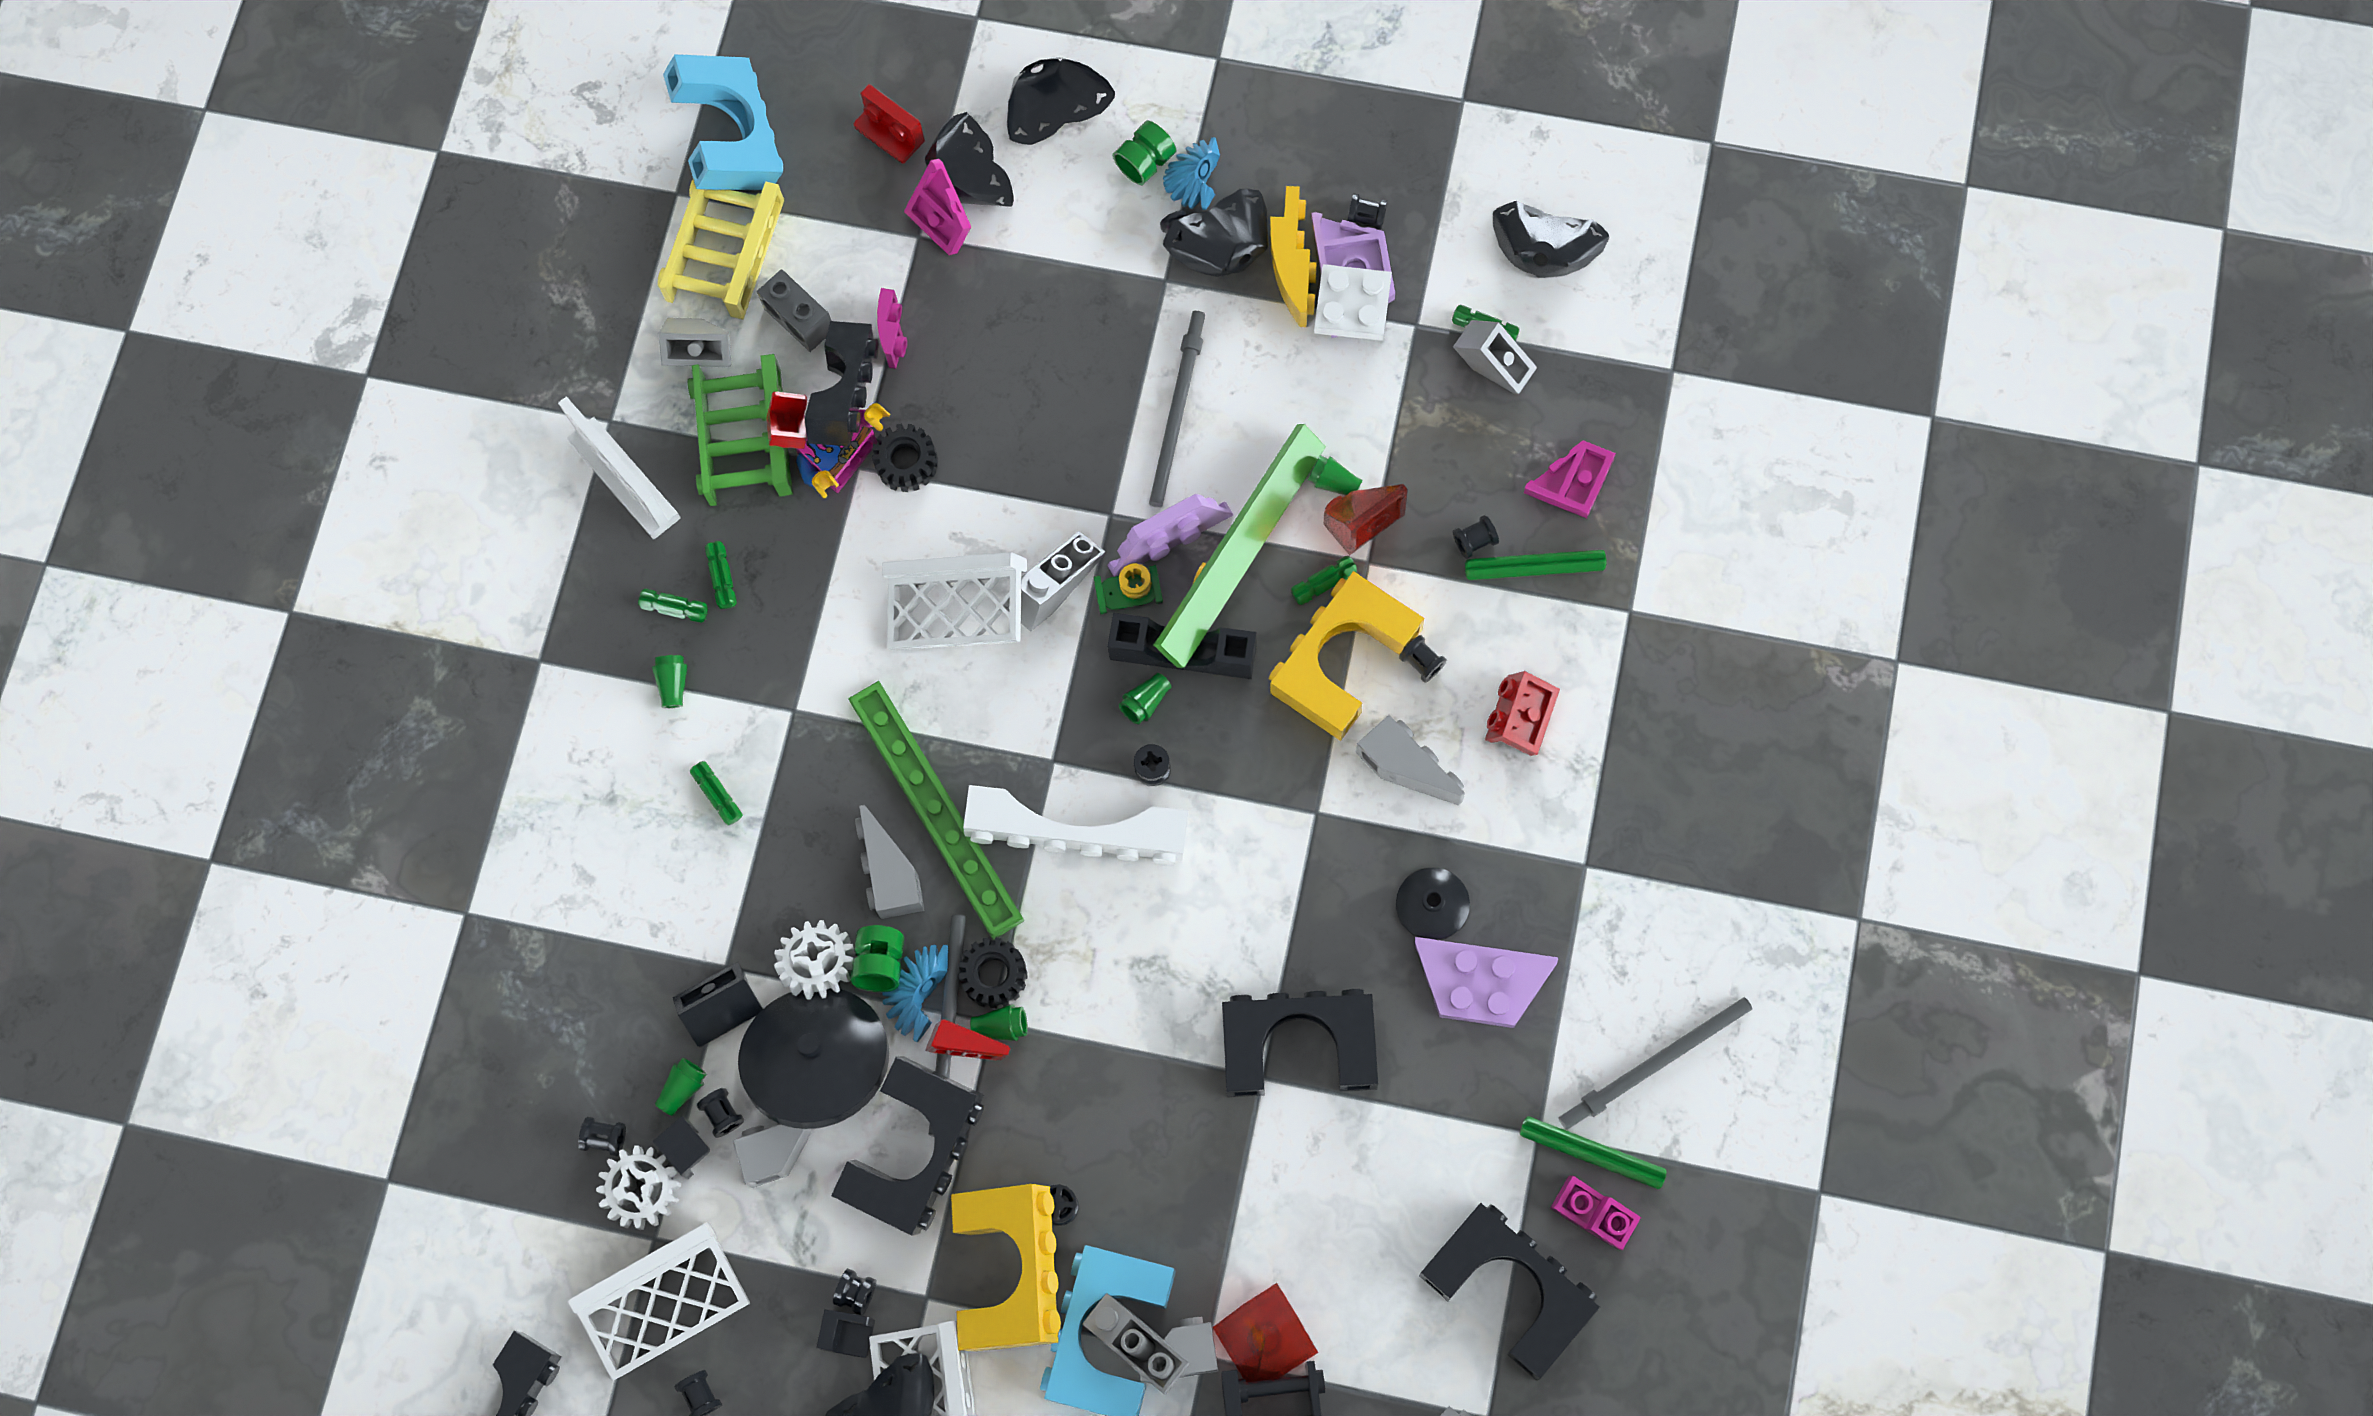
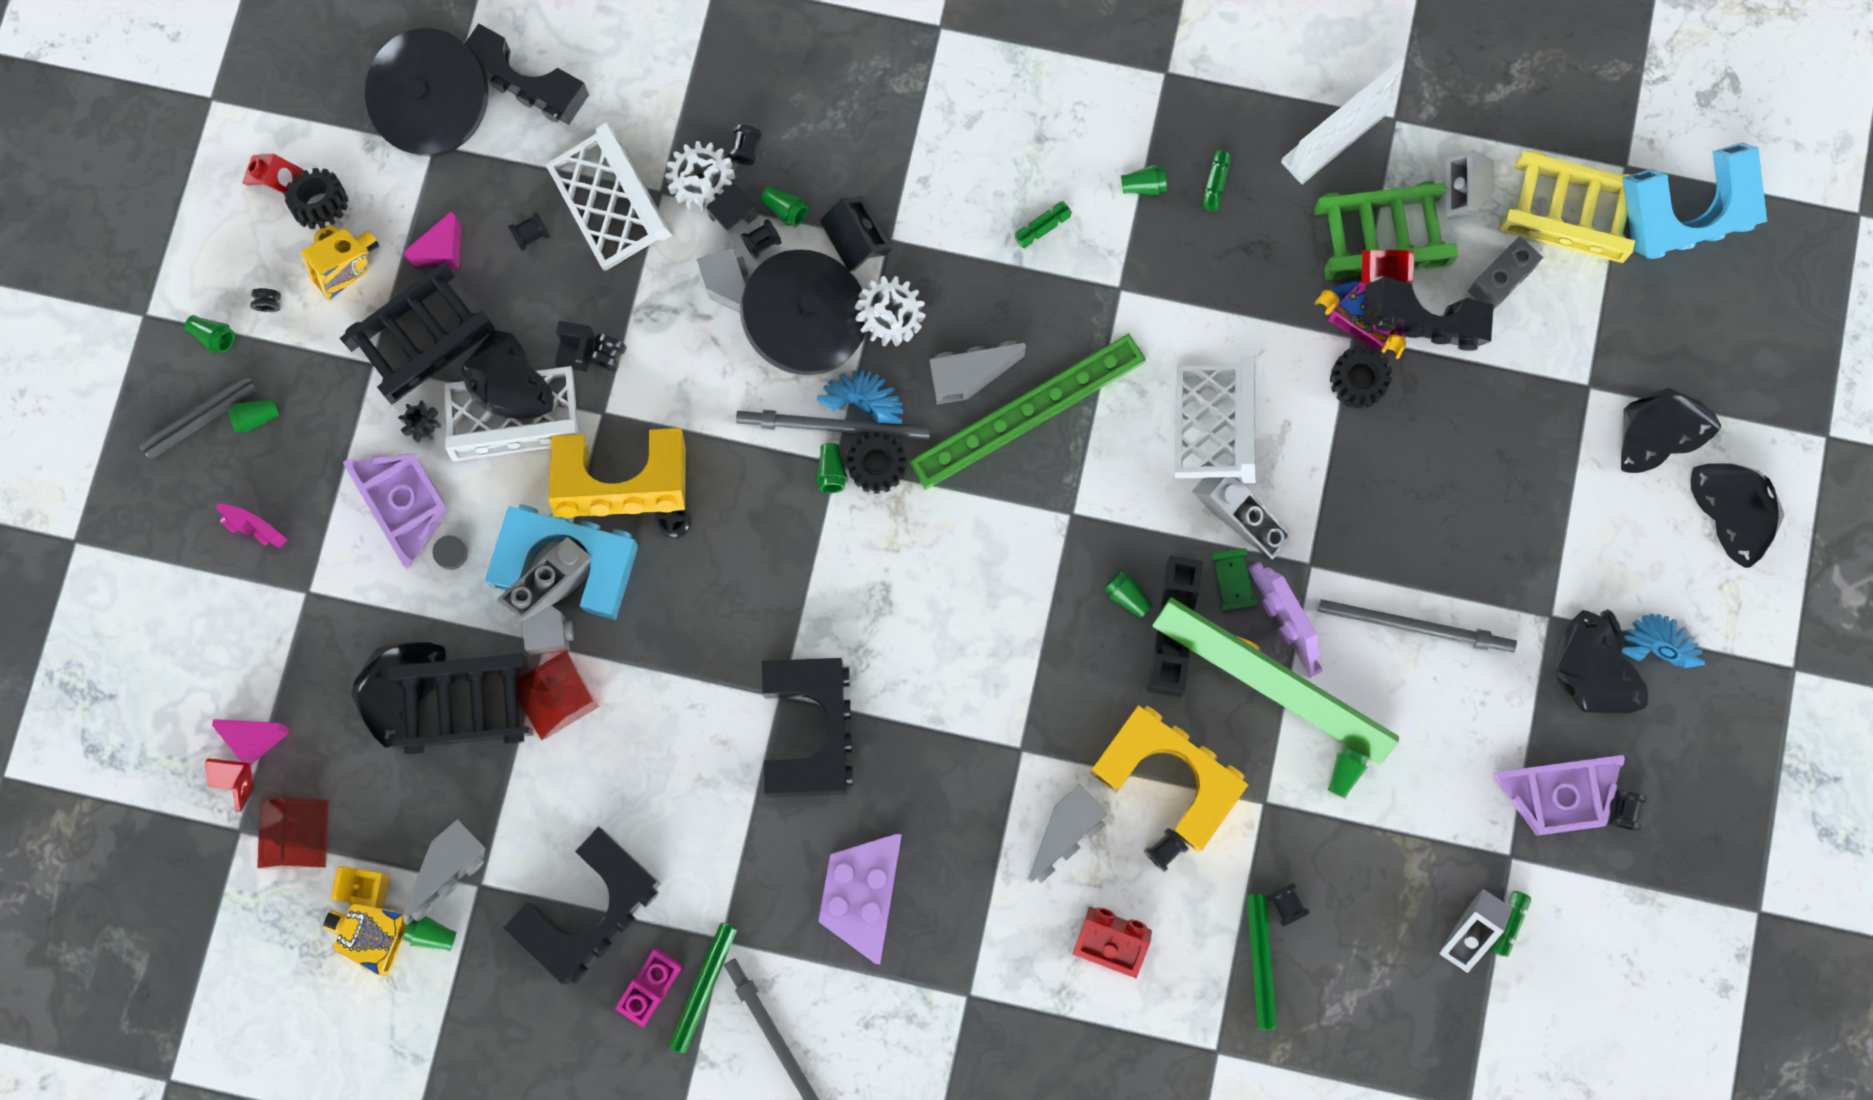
camera: 85 degrees right, 5 degrees up
(720, 575) = (1245, 220): green axle -> none
(877, 958) = (877, 361): green wheel -> none
(889, 125) = (1700, 353): red bracket -> none
(889, 329) = (1480, 360): dark pink slope -> none
(938, 209) = (1614, 400): dark pink wing -> none
(950, 1112) = (751, 423): black arch -> none
(959, 1041) = (813, 430): red slope -> none
(999, 816) = (1016, 463): white arch -> none
(1130, 570) = (1245, 594): yellow bush -> none
(1149, 148) = (1682, 594): green wheel -> none
(1152, 773) = (1065, 606): black wheel -> none
(1291, 260) = (1565, 736): yellow slope -> none
(1323, 580) = (1244, 760): green axle -> none
(1352, 302) = (1527, 792): white plate -> none
(1364, 514) = (1307, 796): clear red slope -> none
(1431, 921) = (938, 870): black dish -> none
(1547, 236) = (1606, 990): black piece -> none
(1574, 480) = (1349, 1004): dark pink wing -> none

